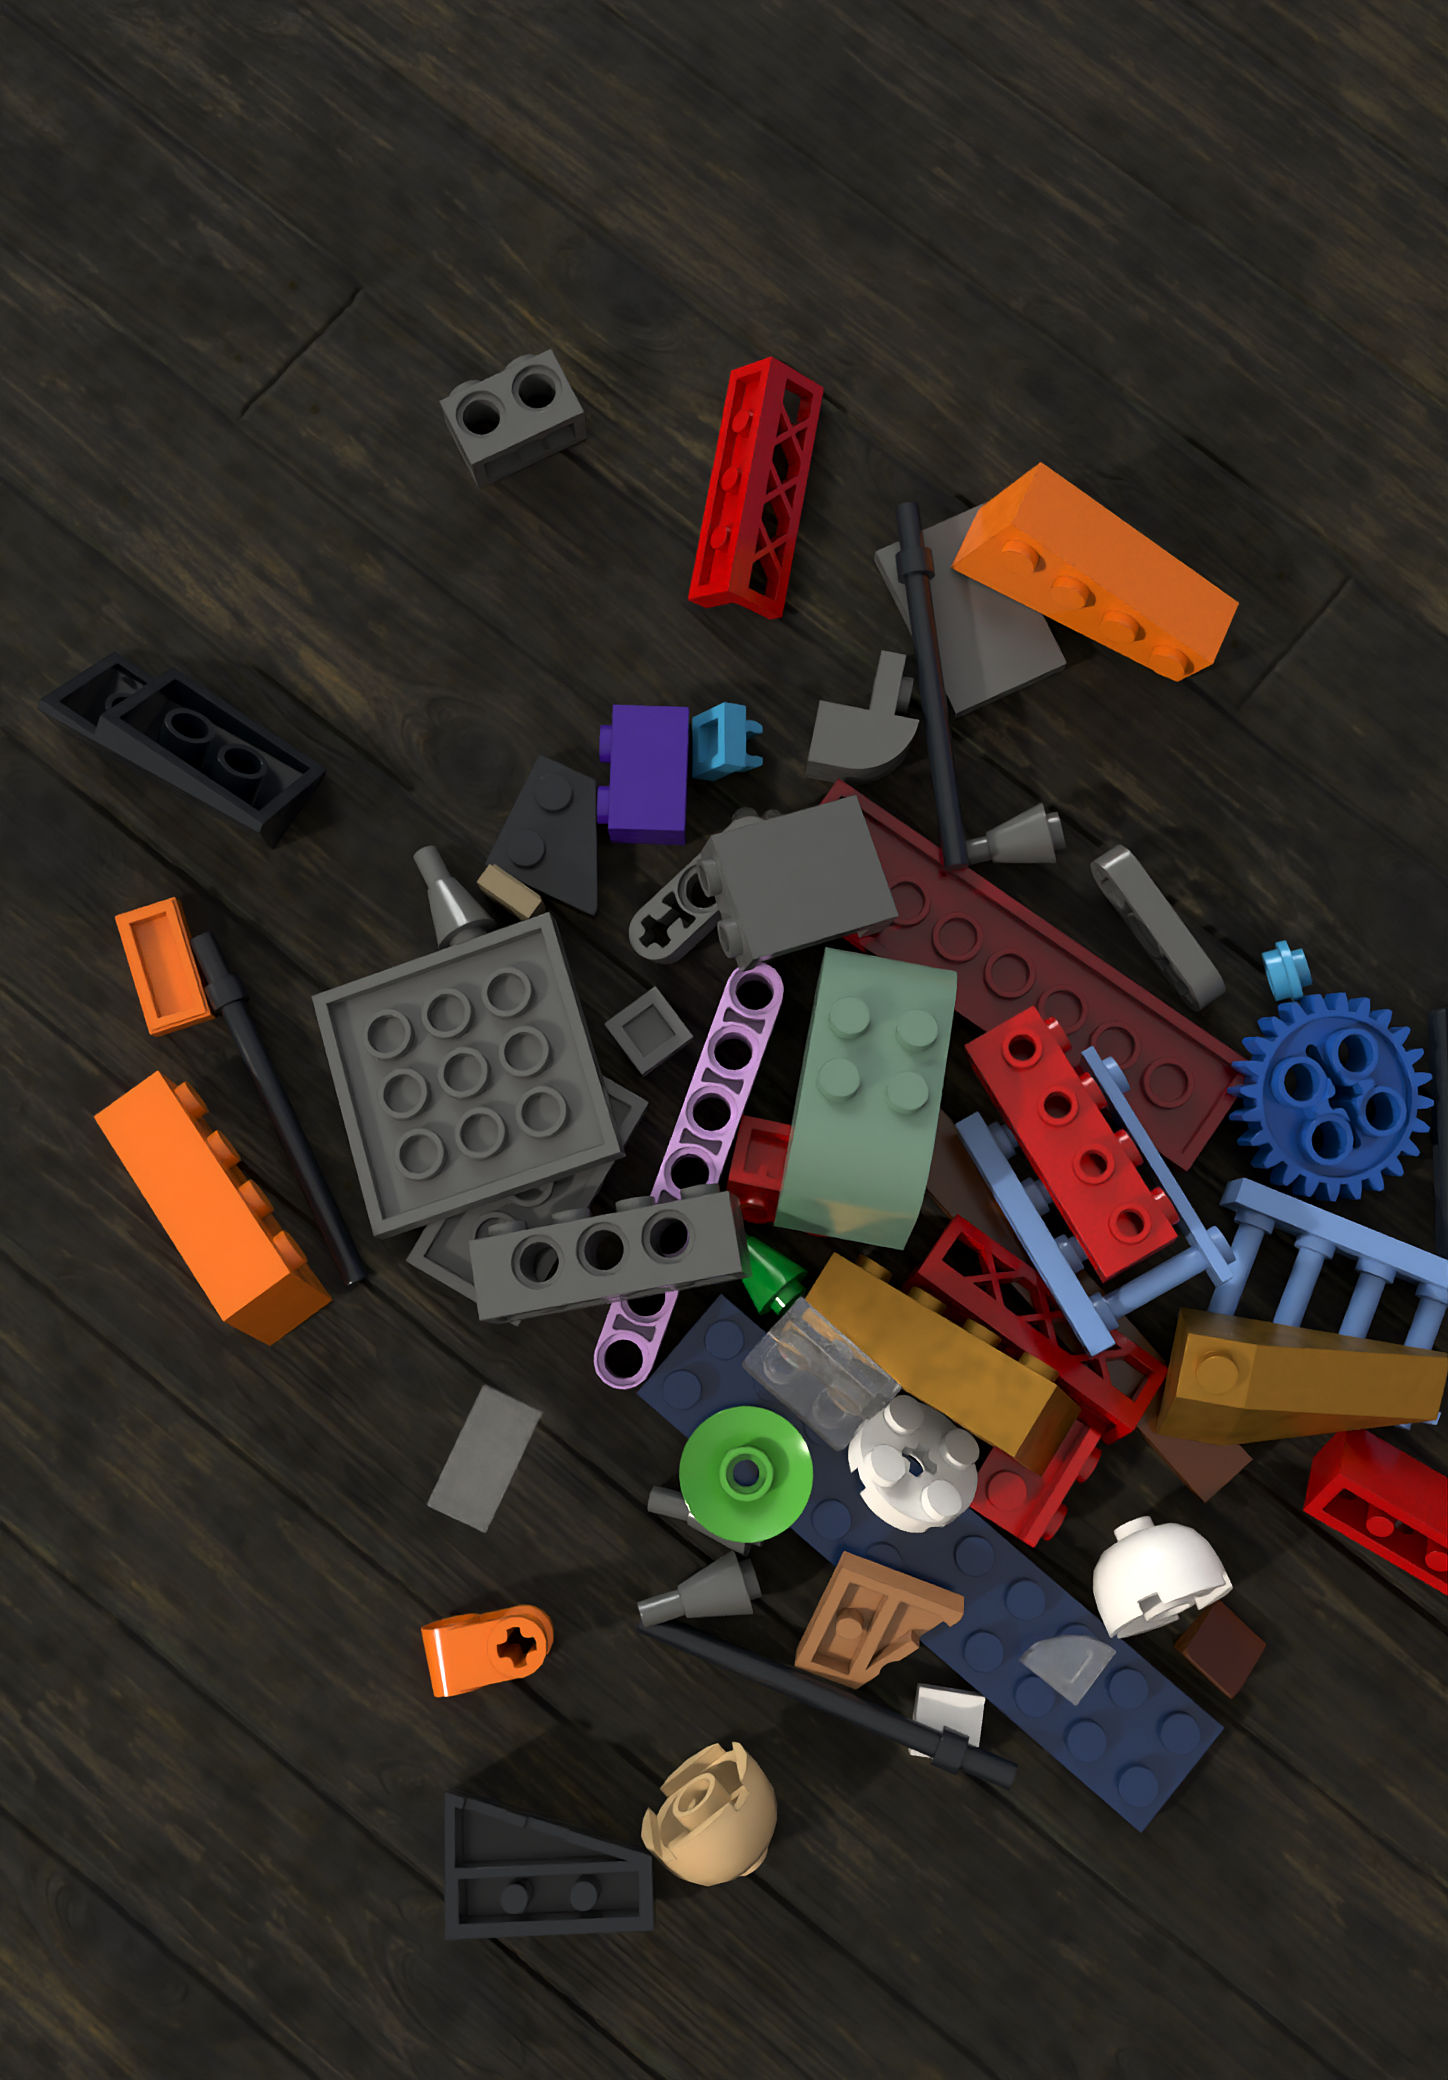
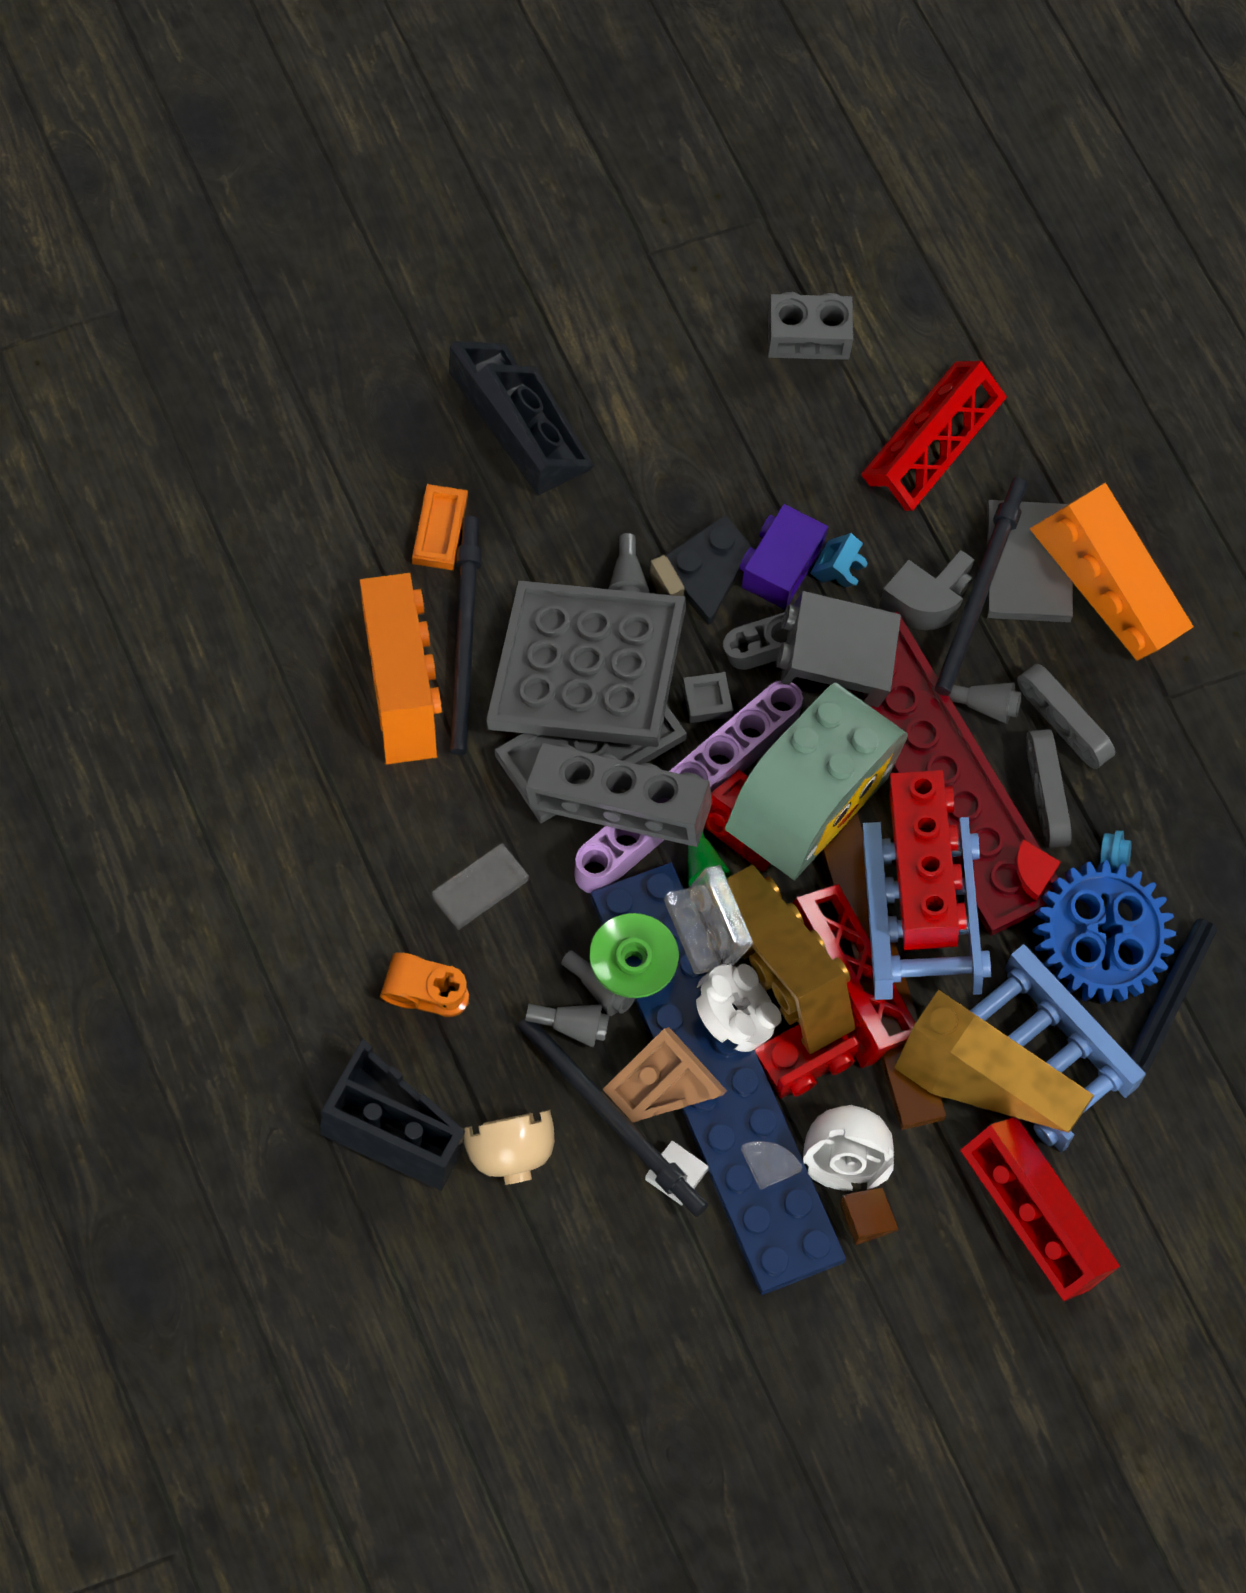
camera: 25 degrees right, 15 degrees down
(1129, 812) = (1066, 716): none -> dark grey beam
(1203, 1059) = (1034, 869): none -> red tile

